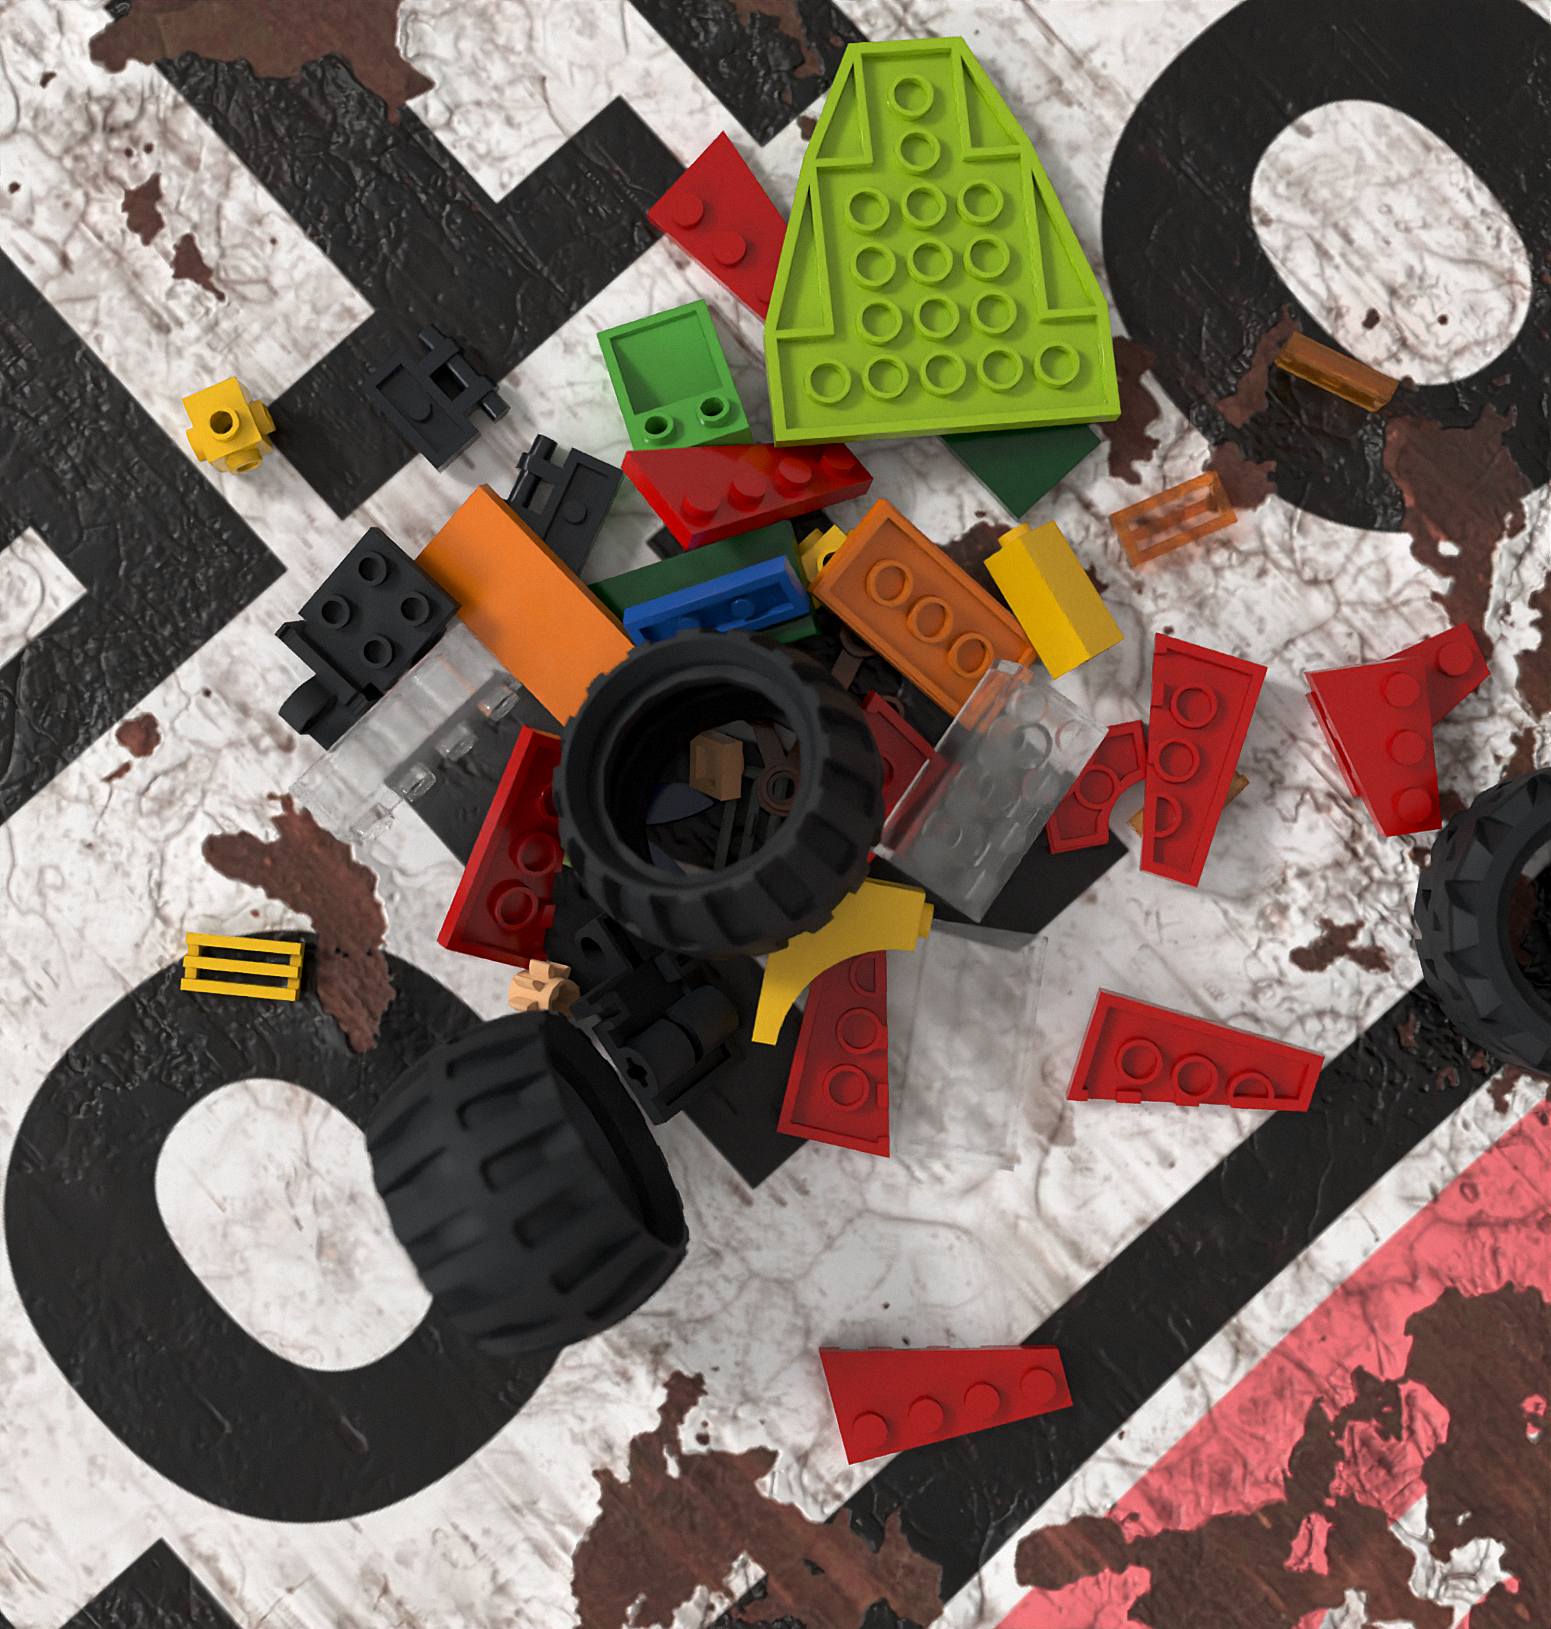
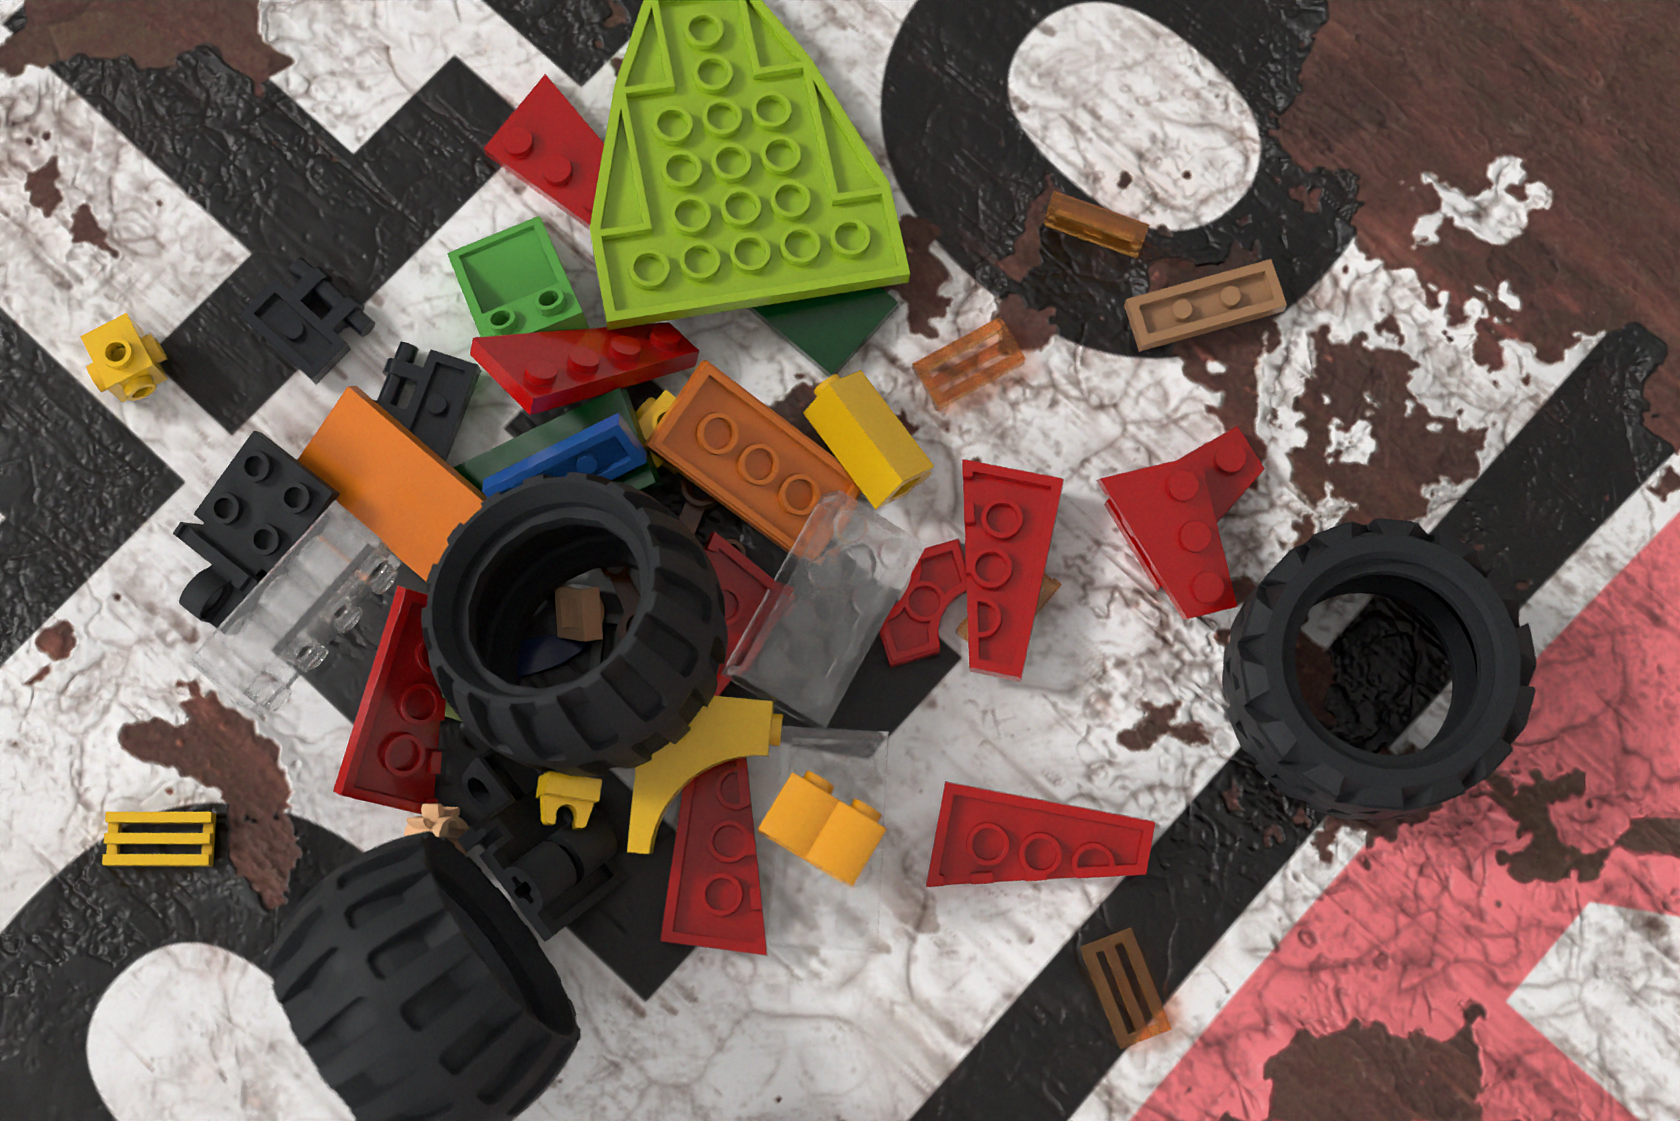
camera: 10 degrees left, 10 degrees down
(702, 974) = (573, 792): none -> yellow tile
(968, 1040) = (823, 828): none -> light orange brick
(1255, 1179) = (1141, 1032): none -> clear orange tile
(1447, 478) = (1205, 305): none -> medium nougat plate

